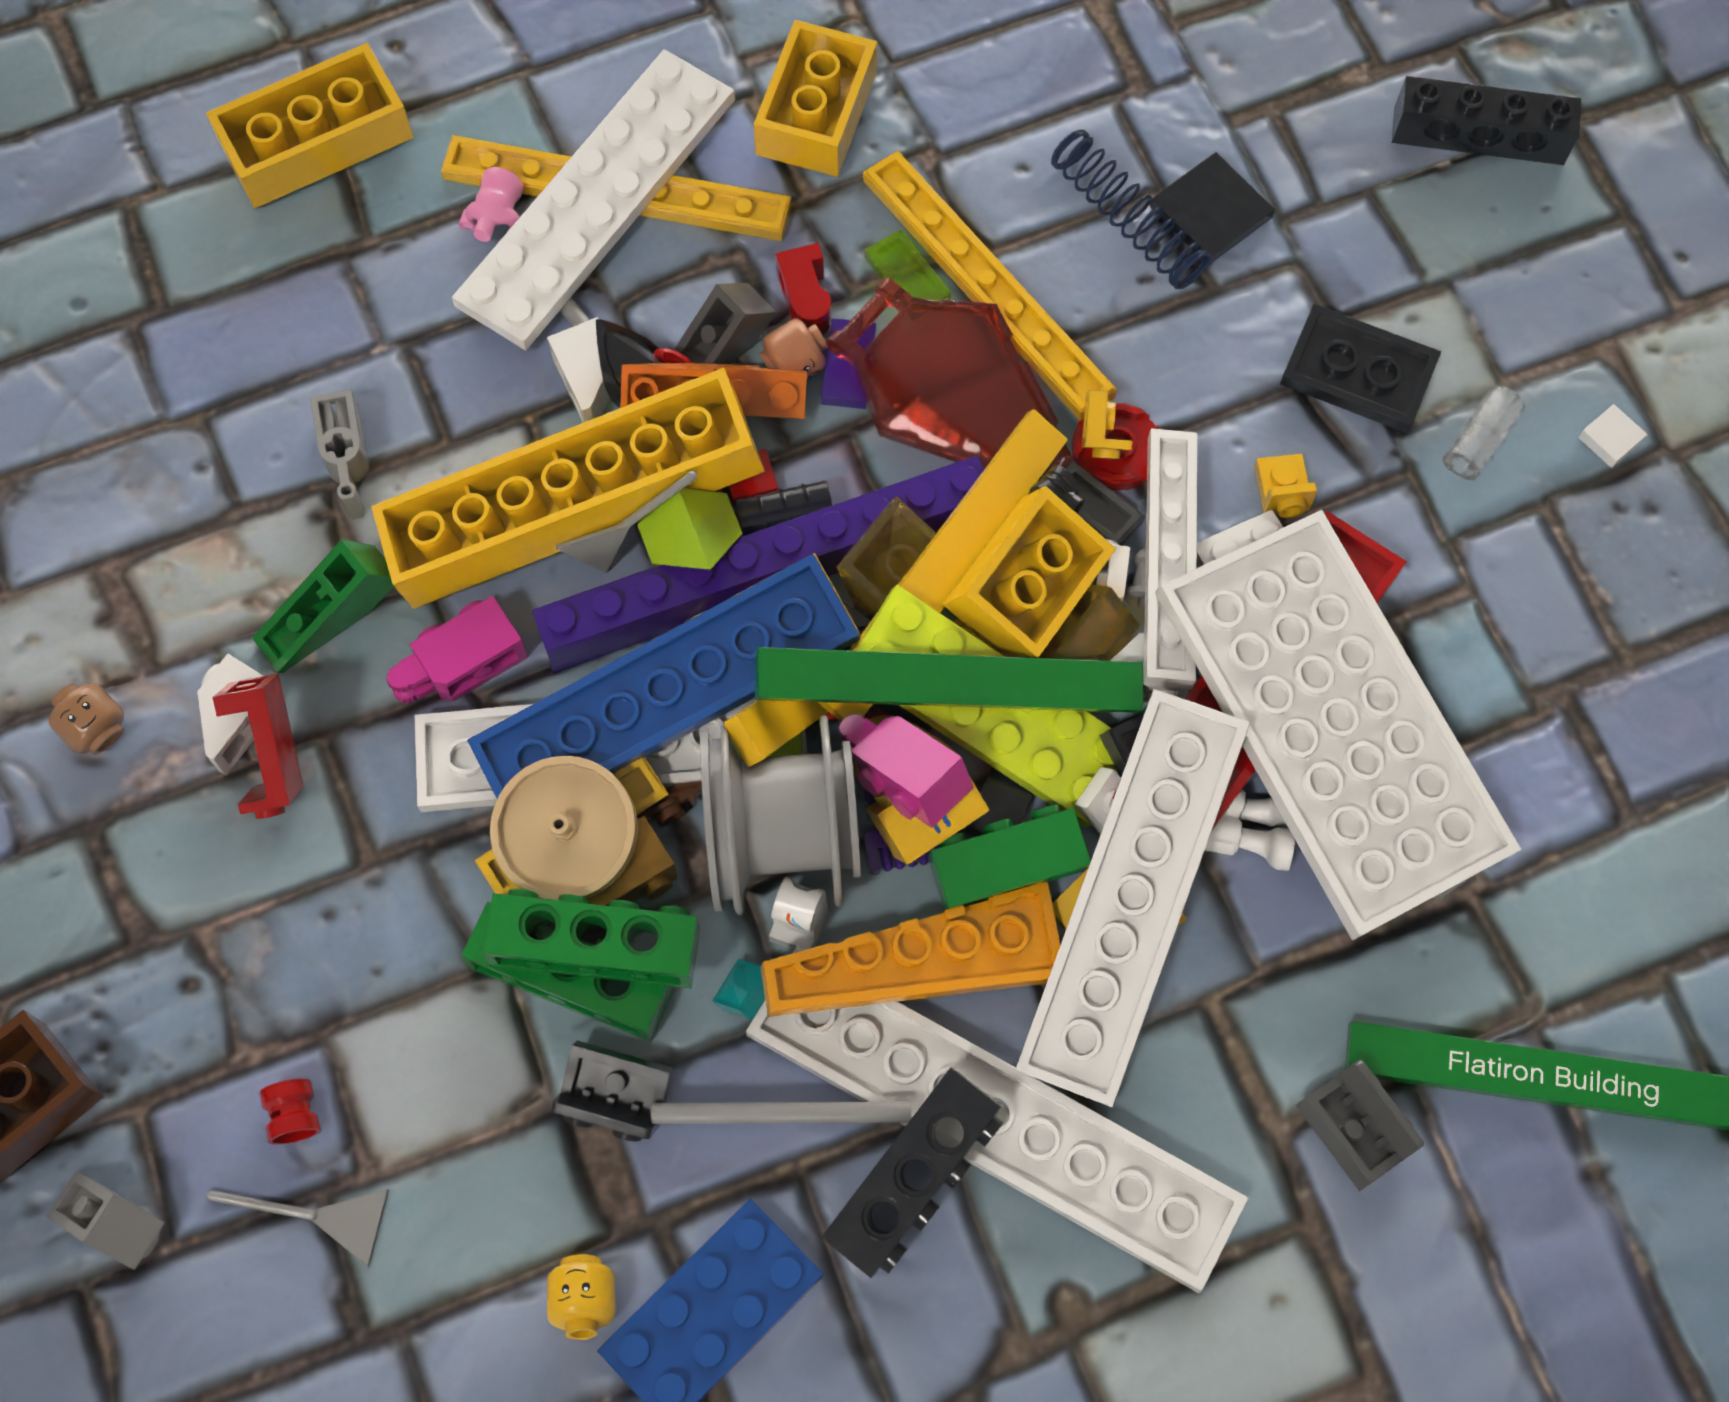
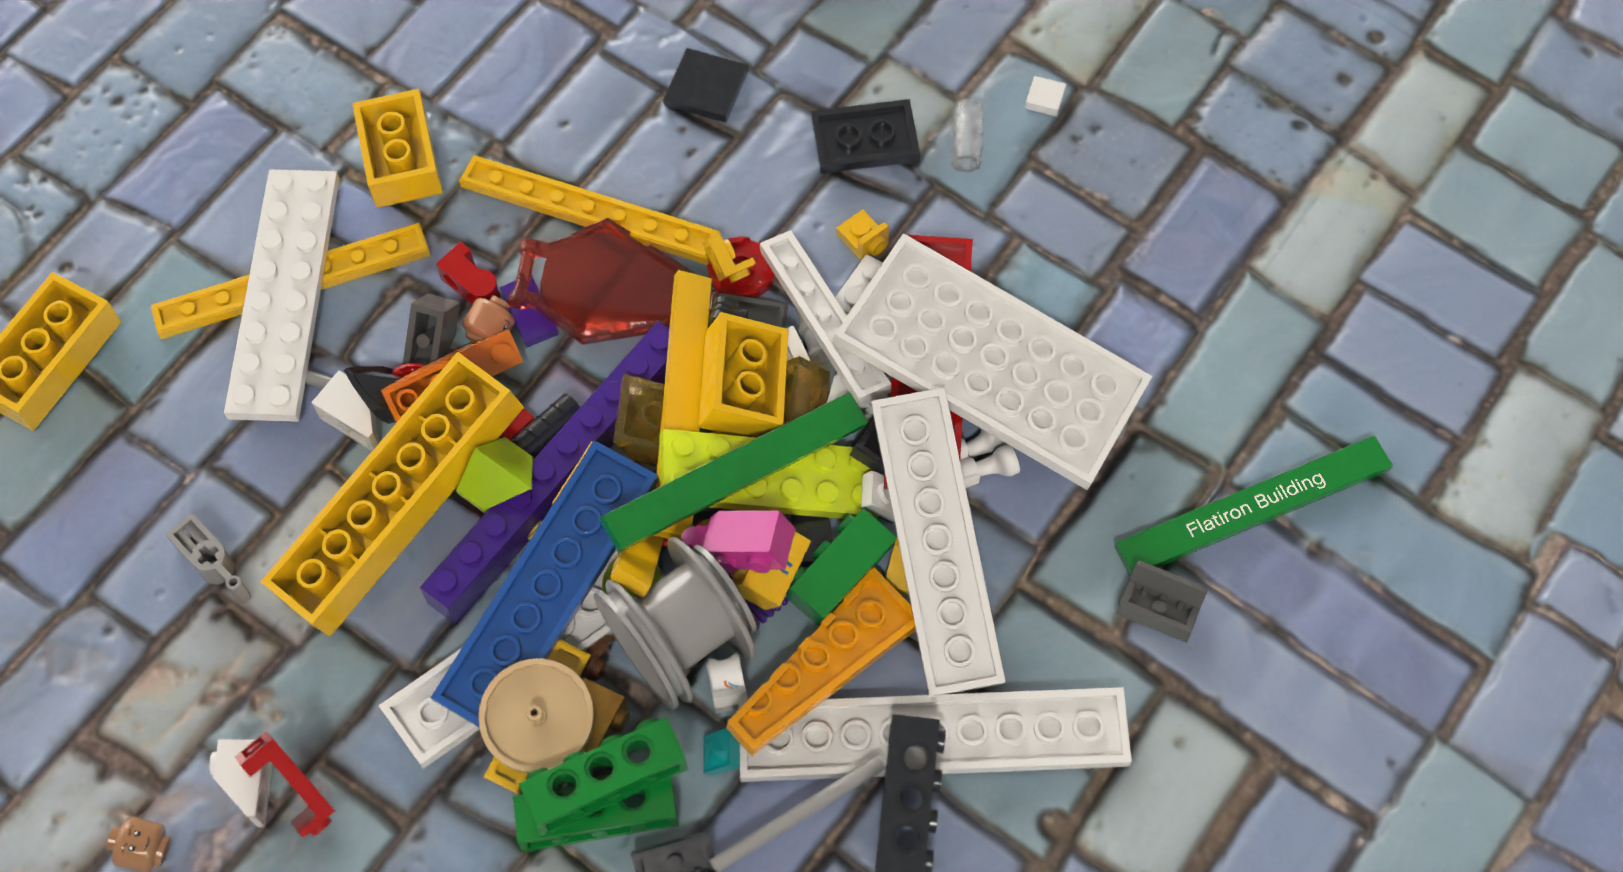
camera: 30 degrees left, 5 degrees down
(325, 603) = (265, 669): green slope -> none
(458, 654) = (383, 647): dark pink hinge -> none
(493, 203) = (212, 335): bright pink piece -> none
(602, 546) = (439, 520): light grey piece -> none
(902, 262) = (519, 225): clear neon green tile -> none
(1078, 153) = (598, 86): dark blue piece -> none

